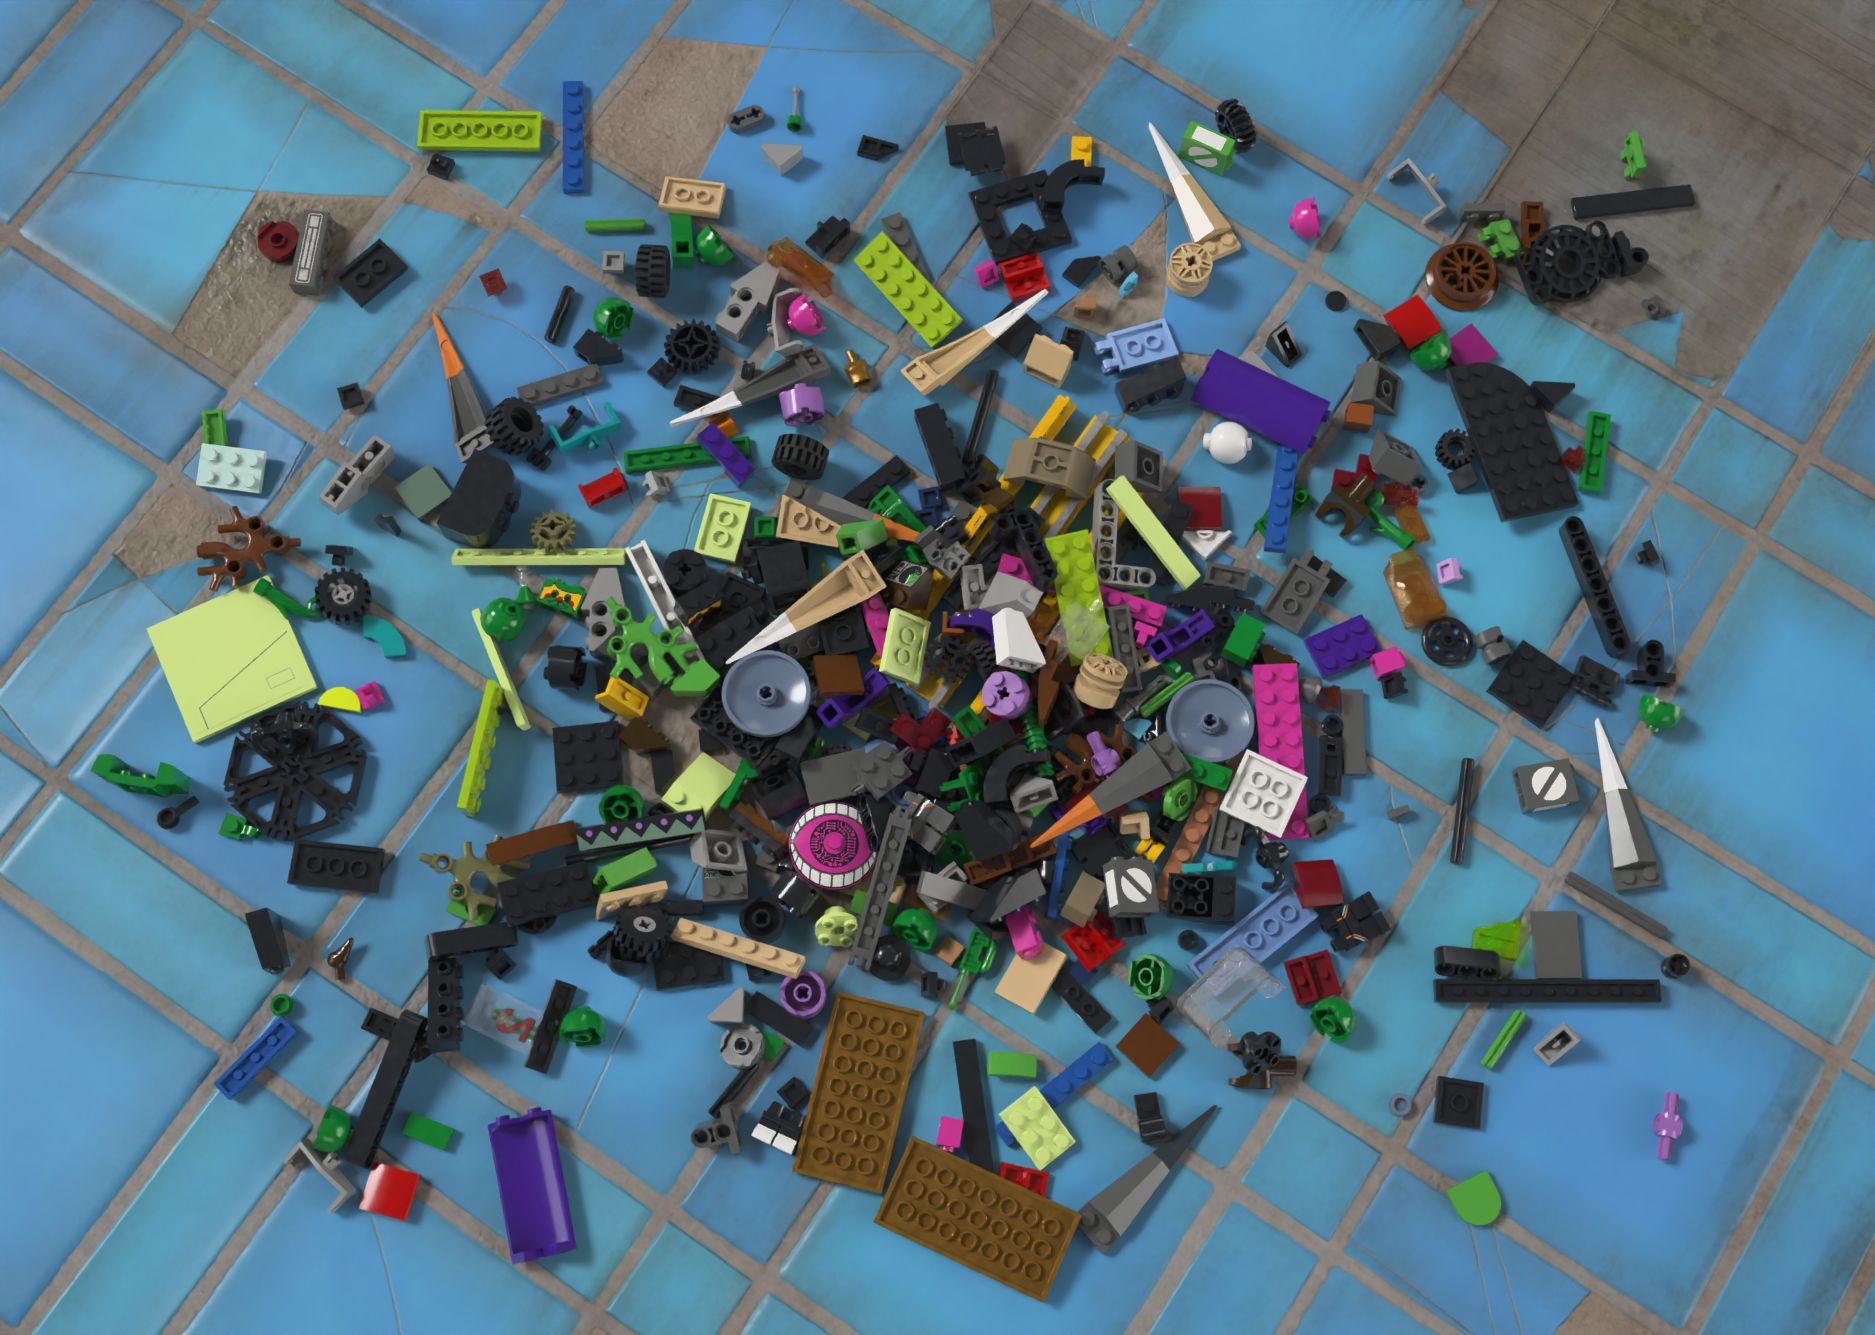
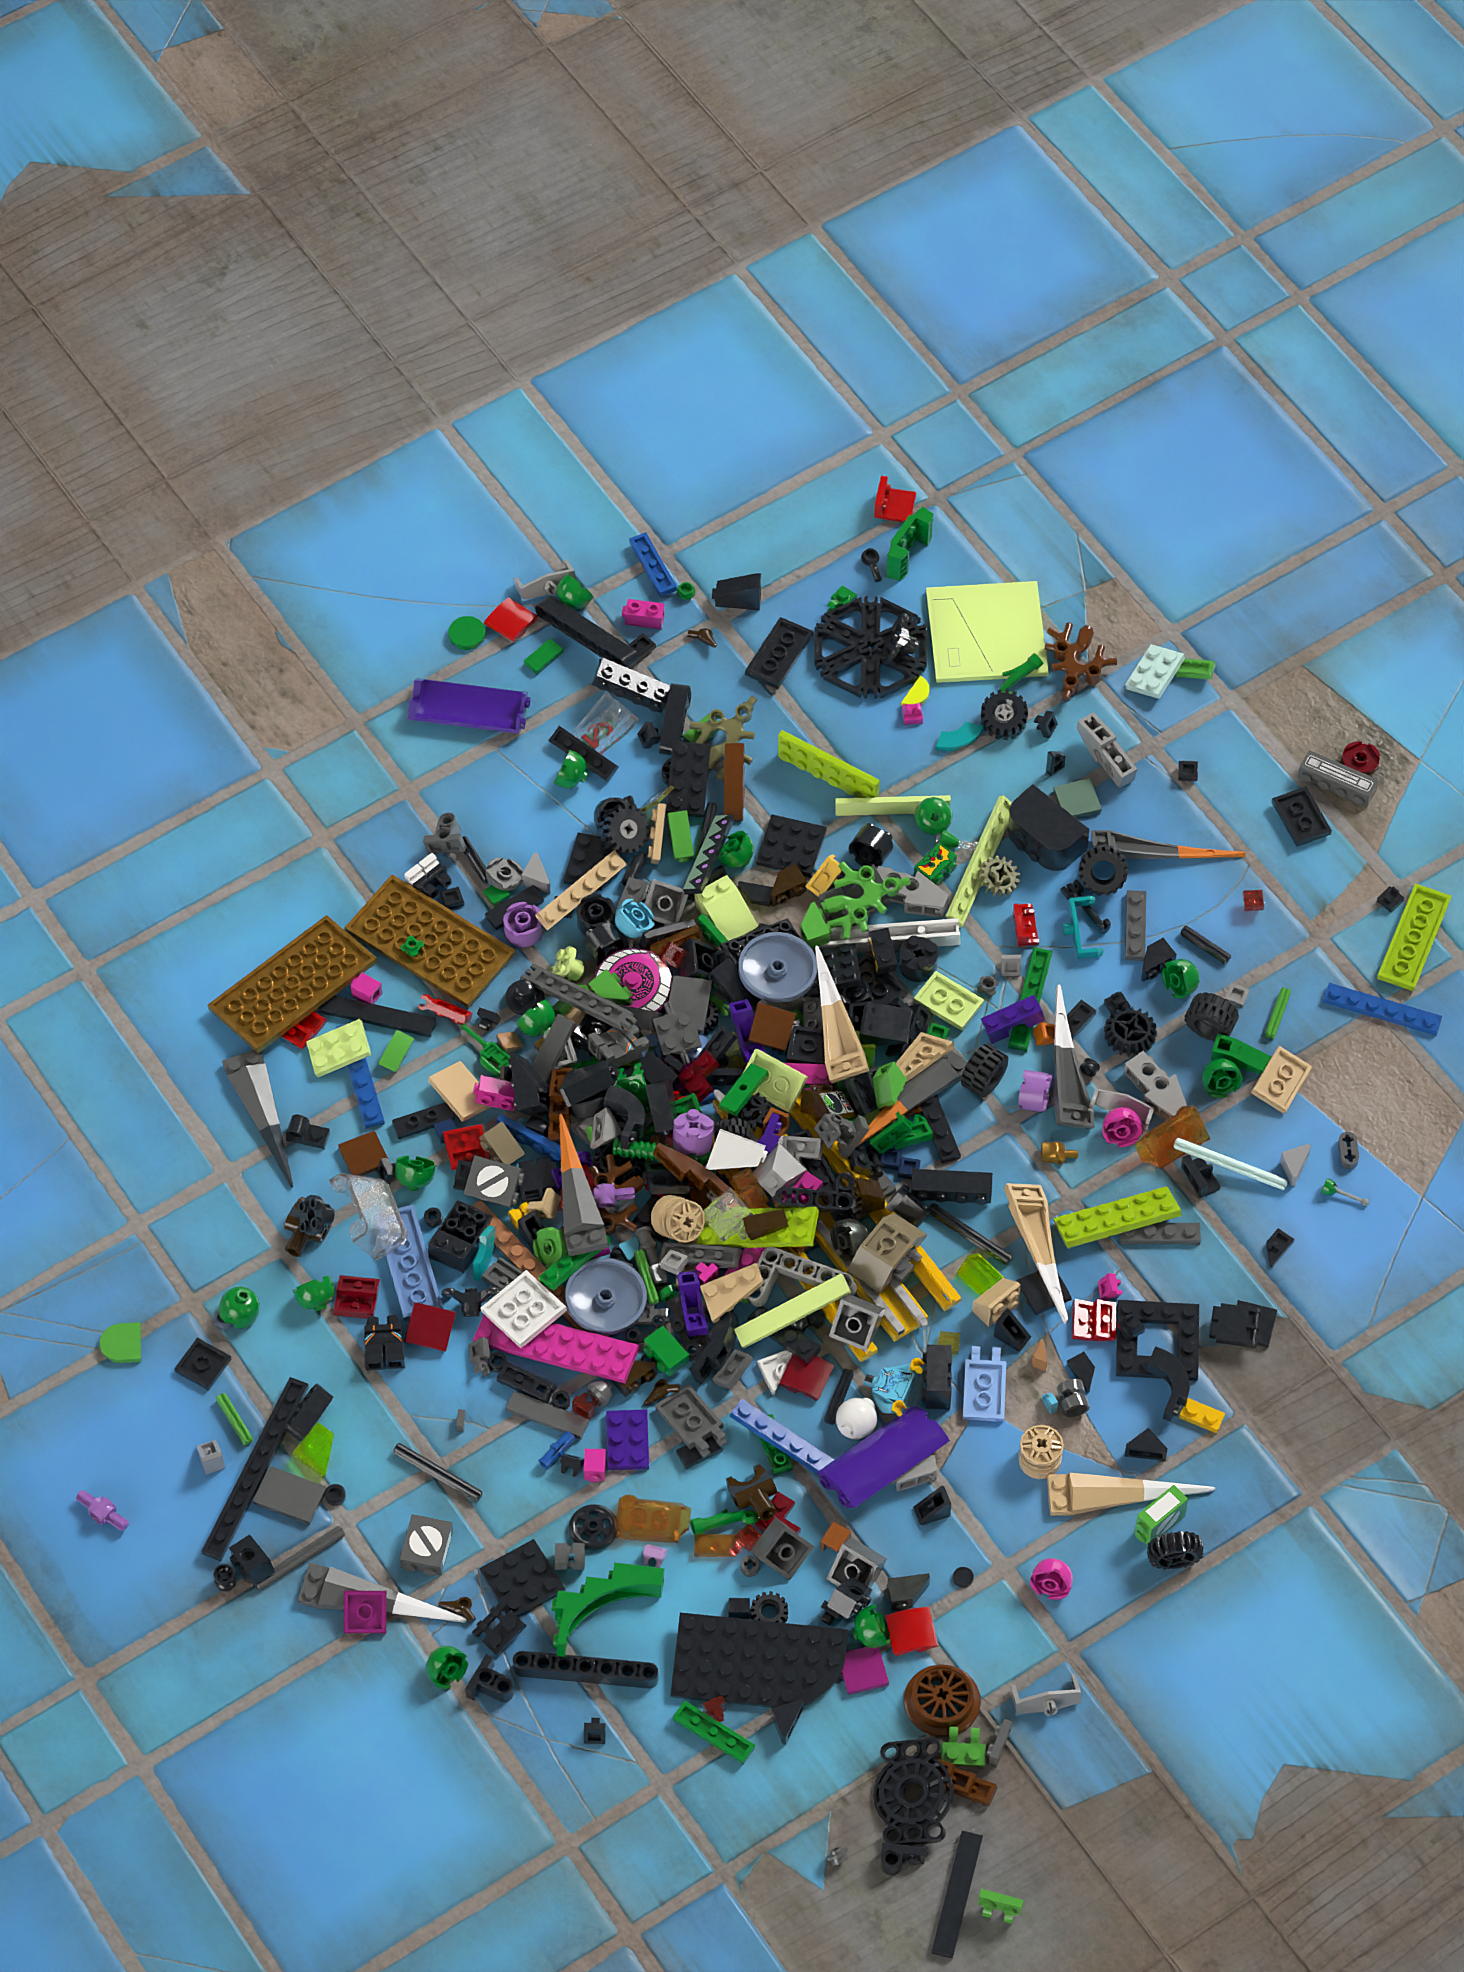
camera: 115 degrees right, 15 degrees down
(82, 819) = (893, 503): none -> red bracket
(332, 1038) = (644, 613): none -> dark pink brick
(424, 1236) = (466, 632): none -> green tile
(590, 917) = (654, 800): none -> clear yellow piece
(688, 493) = (987, 980): none -> dark grey plate
(760, 869) = (633, 918): none -> medium azure cylinder
(785, 816) = (672, 954): none -> clear red tile
(808, 209) = (1230, 1163): none -> light aqua axle
(859, 858) = (608, 987): none -> bright green slope
(875, 1098) = (412, 951): none -> green plate
(921, 662) = (743, 1089): none -> green tile
(939, 1034) = (445, 1009): none -> plate
(1021, 390) = (978, 1273): none -> clear neon green panel
(1053, 504) = (847, 1237): none -> pearl dark grey cylinder
(1081, 582) = (765, 1223): none -> dark brown slope
(1105, 395) = (950, 1338): none -> clear yellow tile
(1137, 189) = (1146, 1446): none -> black slope
(1146, 668) = (674, 1262): none -> light grey tile
(1155, 600) = (727, 1291): none -> tan wing
(1160, 682) = (658, 1274): none -> dark grey piece
(1180, 423) = (893, 1386): none -> medium azure torso
(1207, 471) = (839, 1395): none -> black axle
(1277, 635) = (661, 1389): none -> dark brown animal
(1386, 706) = (565, 1440): none -> blue pin
(1390, 1097) = (239, 1307): none -> green cylinder
(1415, 378) = (850, 1598): none -> black brick
(1430, 394) = (829, 1616): none -> black tile
(1532, 900) = (335, 1494): none -> black tile
(1548, 617) = (622, 1583): none -> green arch
(1588, 729) = (461, 1607): none -> dark brown animal
(1642, 812) = (365, 1611): none -> magenta tile
(1649, 932) = (251, 1560): none -> black brick

